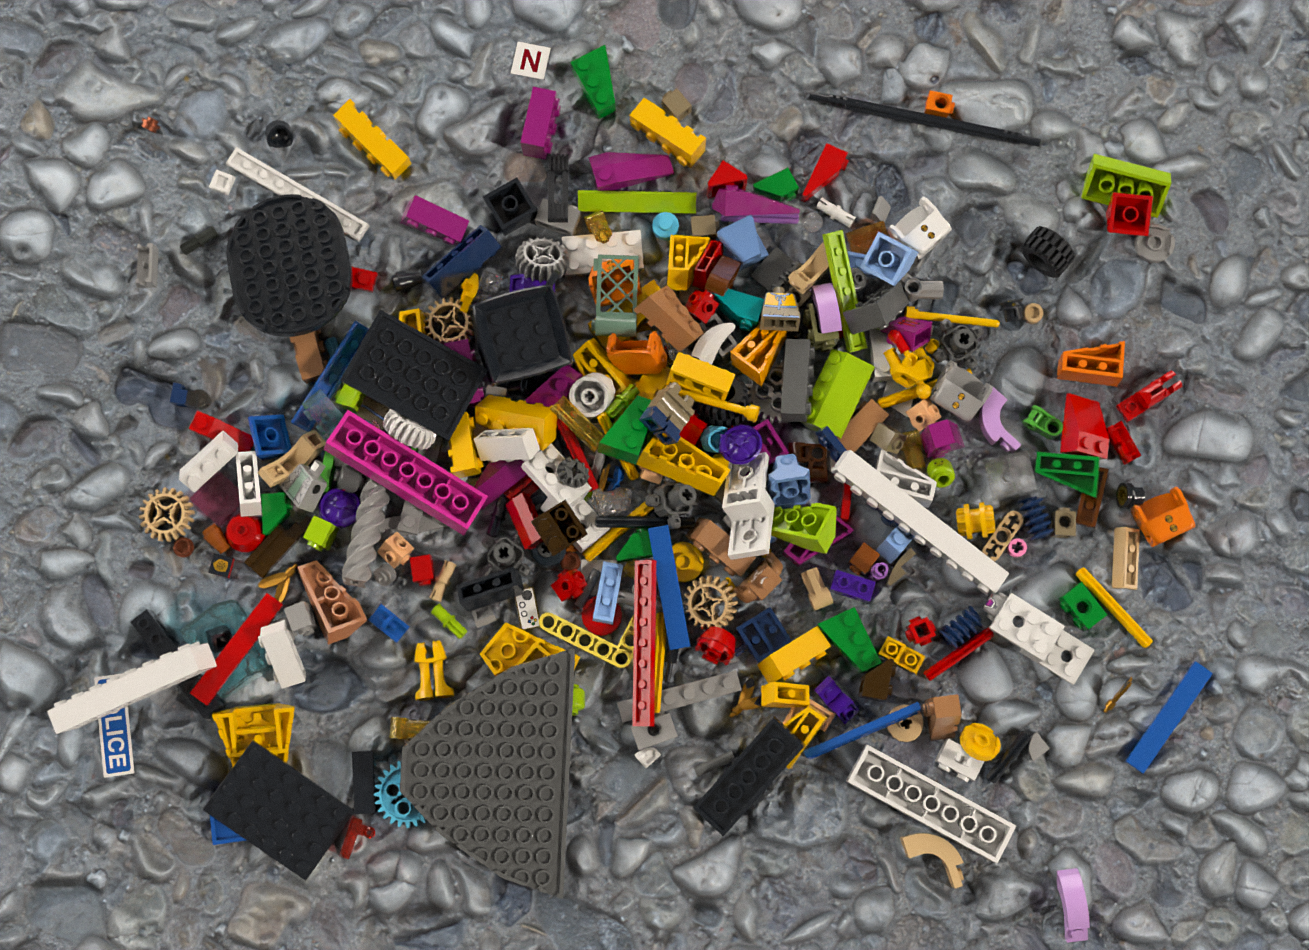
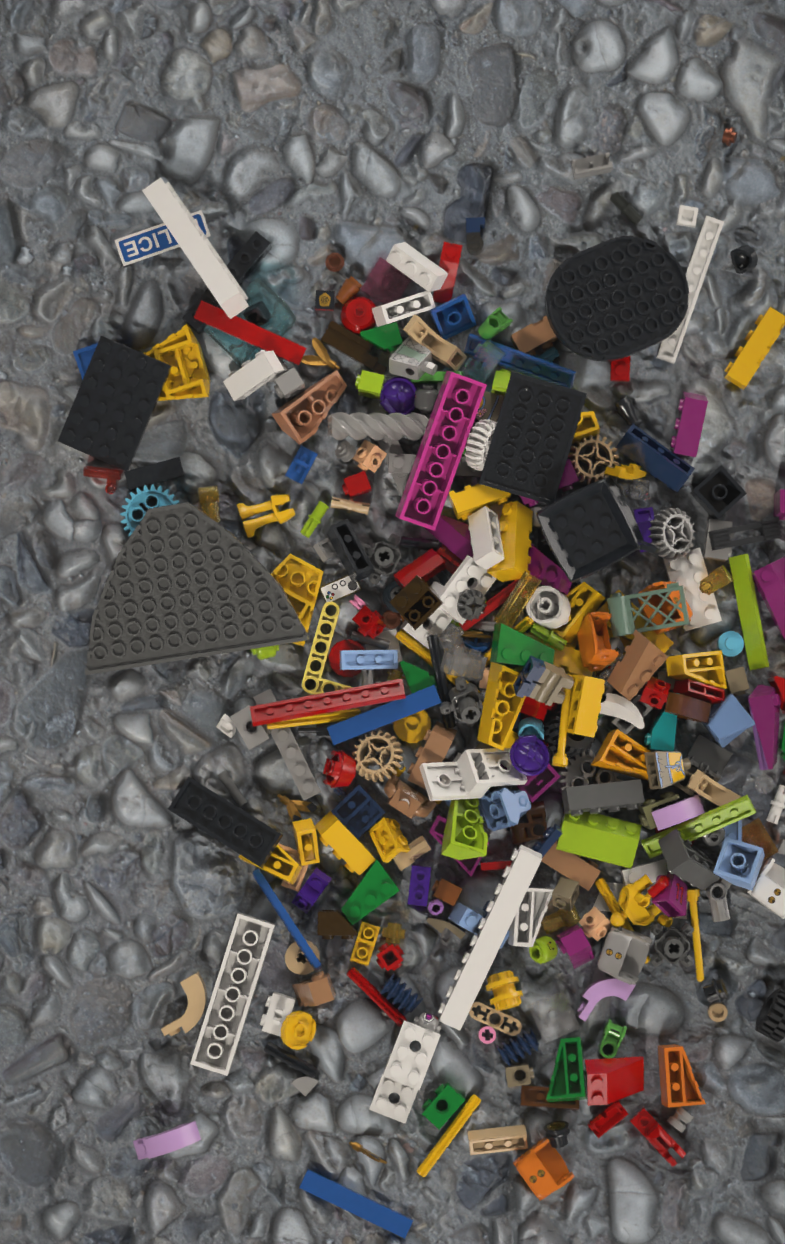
camera: 80 degrees right, 5 degrees up
(174, 509) = (374, 250): tan gear -> none
(287, 395) = (494, 324): none -> bright green piece
(546, 593) = (357, 602): none -> bright pink bush
(631, 494) = (463, 663): none -> clear brick
(798, 608) = (388, 839): none -> yellow bracket
(896, 622) = (393, 932): none -> clear yellow gear
(1134, 370) = (680, 1119): none -> light grey wheel

